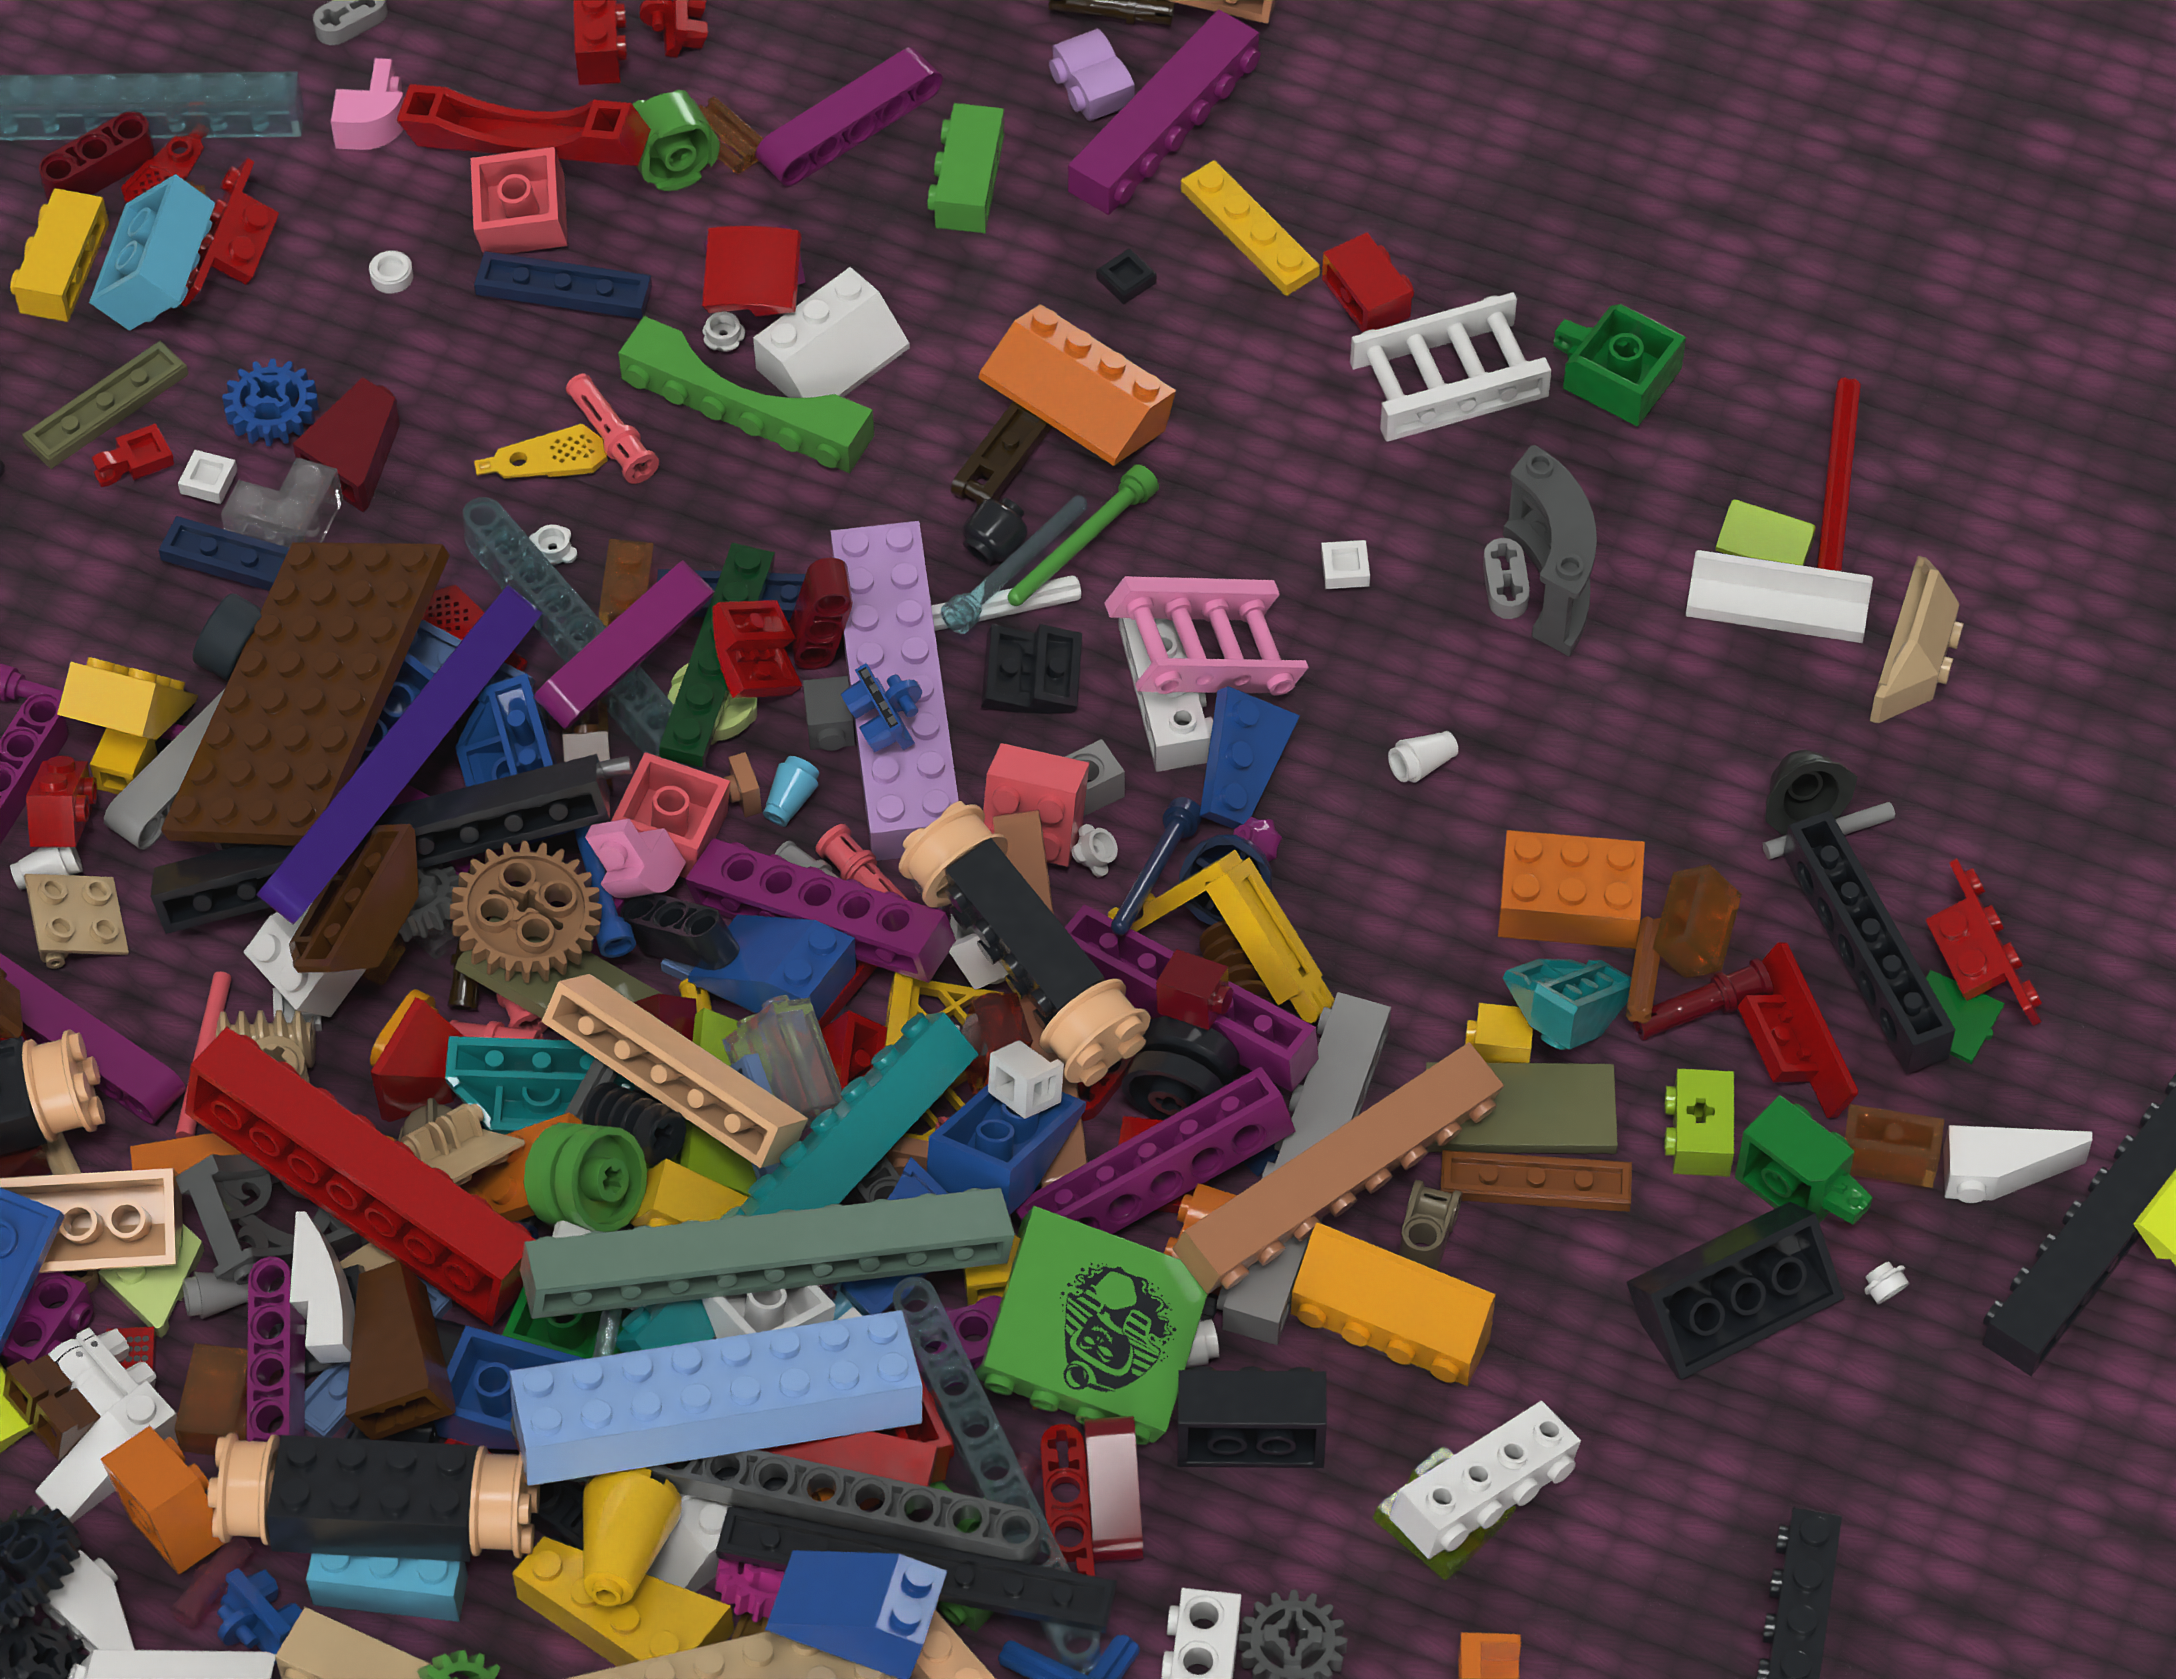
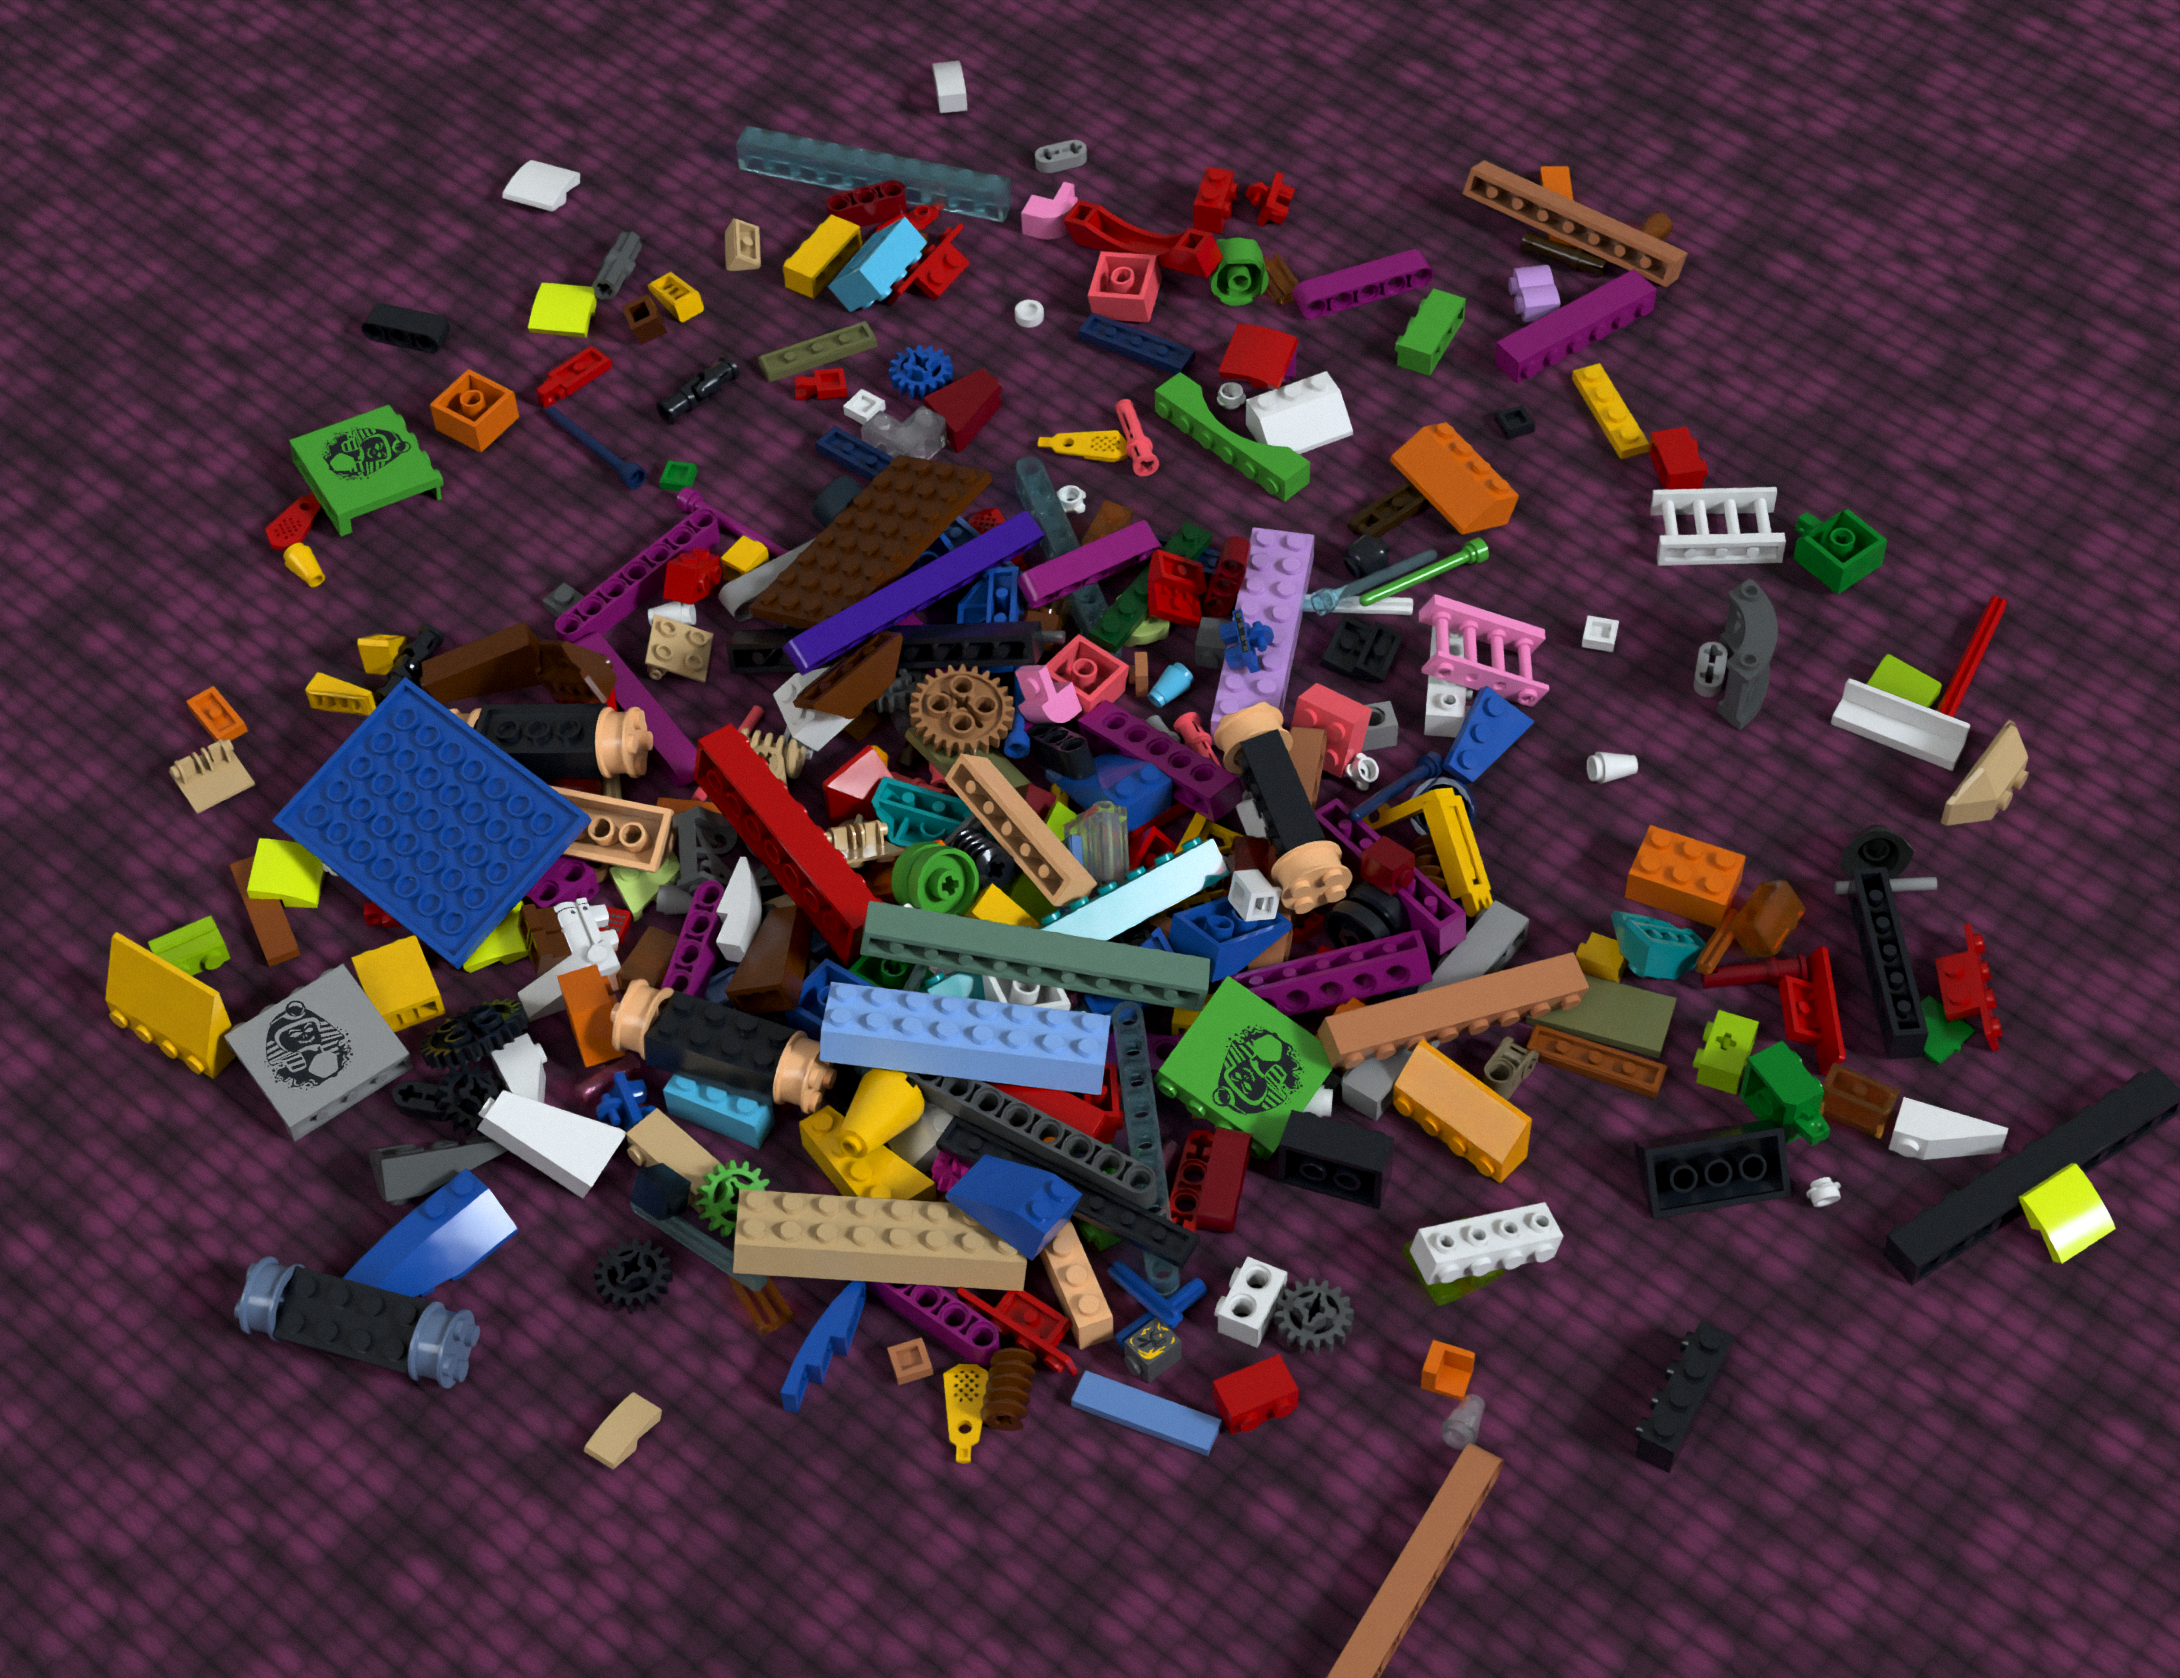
camera: 20 degrees right, 5 degrees down
(123, 698) = (755, 521): yellow slope -> none
(1263, 834) = (1480, 789): magenta piece -> none

